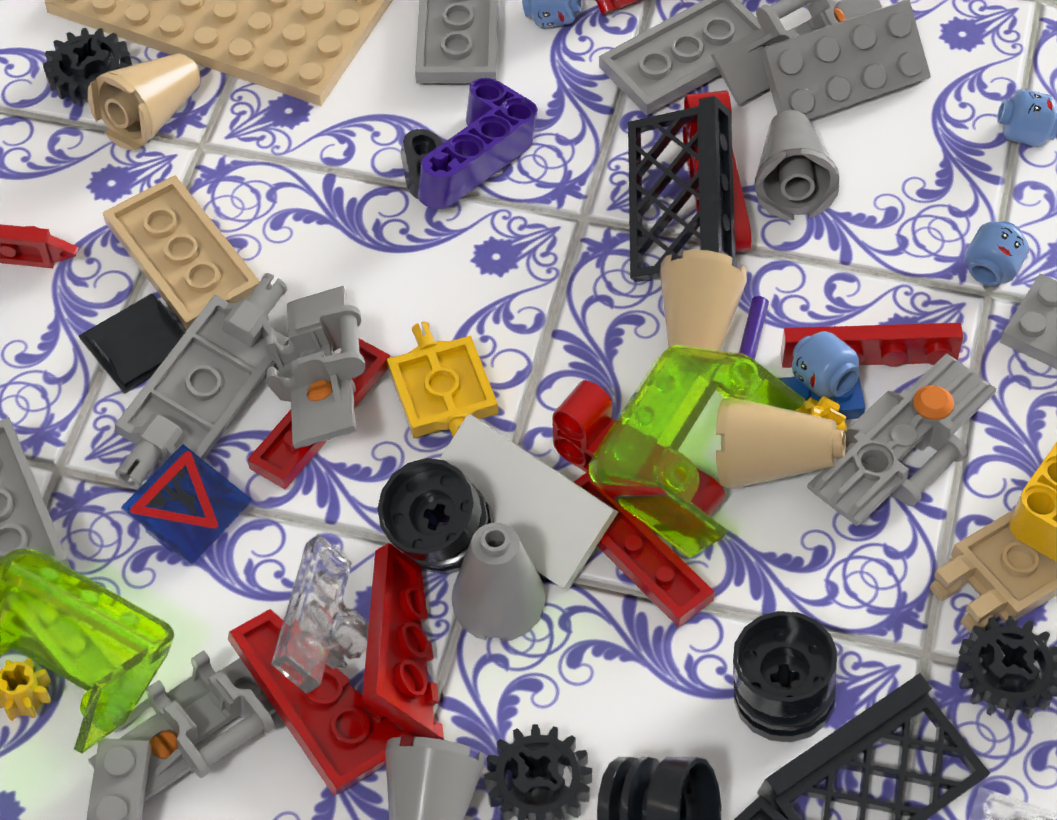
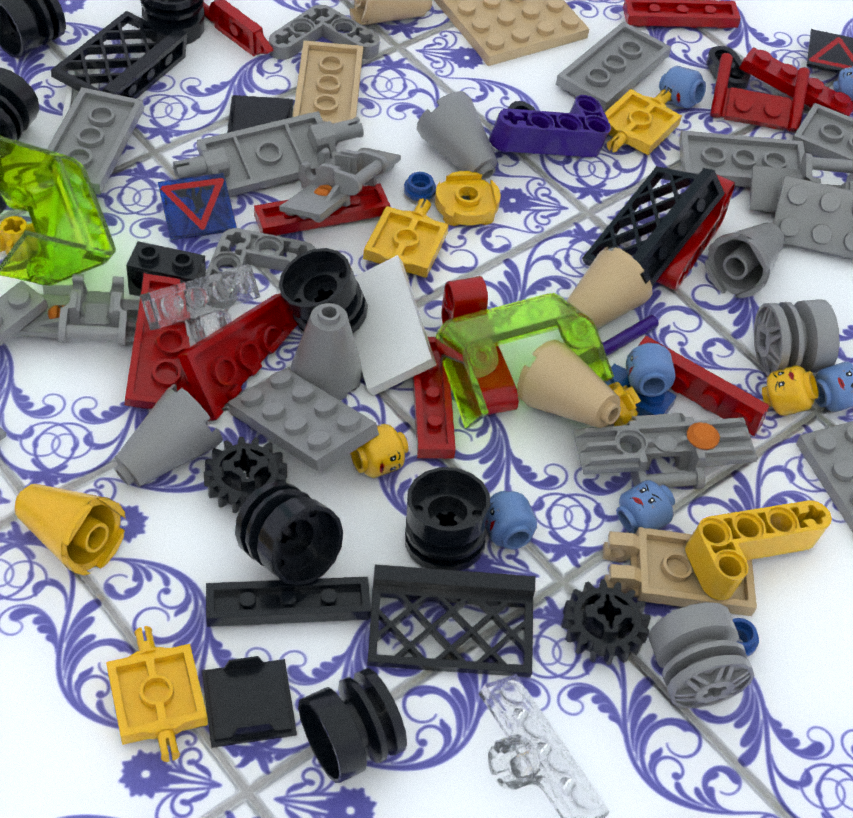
camera: 30 degrees right, 5 degrees down
(104, 175) = (320, 22): none -> light grey beam
(230, 603) = (162, 262): none -> black brick
(289, 518) = (248, 250): none -> light grey beam
(390, 221) = (458, 134): none -> light grey cone
(390, 301) = (420, 186): none -> blue plate
(461, 309) = (478, 210): none -> yellow plate
(543, 673) = (303, 419): none -> light grey plate
(546, 70) = (641, 121): none -> yellow plate
(644, 650) = (382, 453): none -> yellow head
(843, 622) = (510, 520): none -> medium blue head
(920, 228) = (796, 335): none -> light grey wheel
(940, 518) = (646, 506): none -> medium blue head
(958, 290) = (790, 390): none -> yellow head

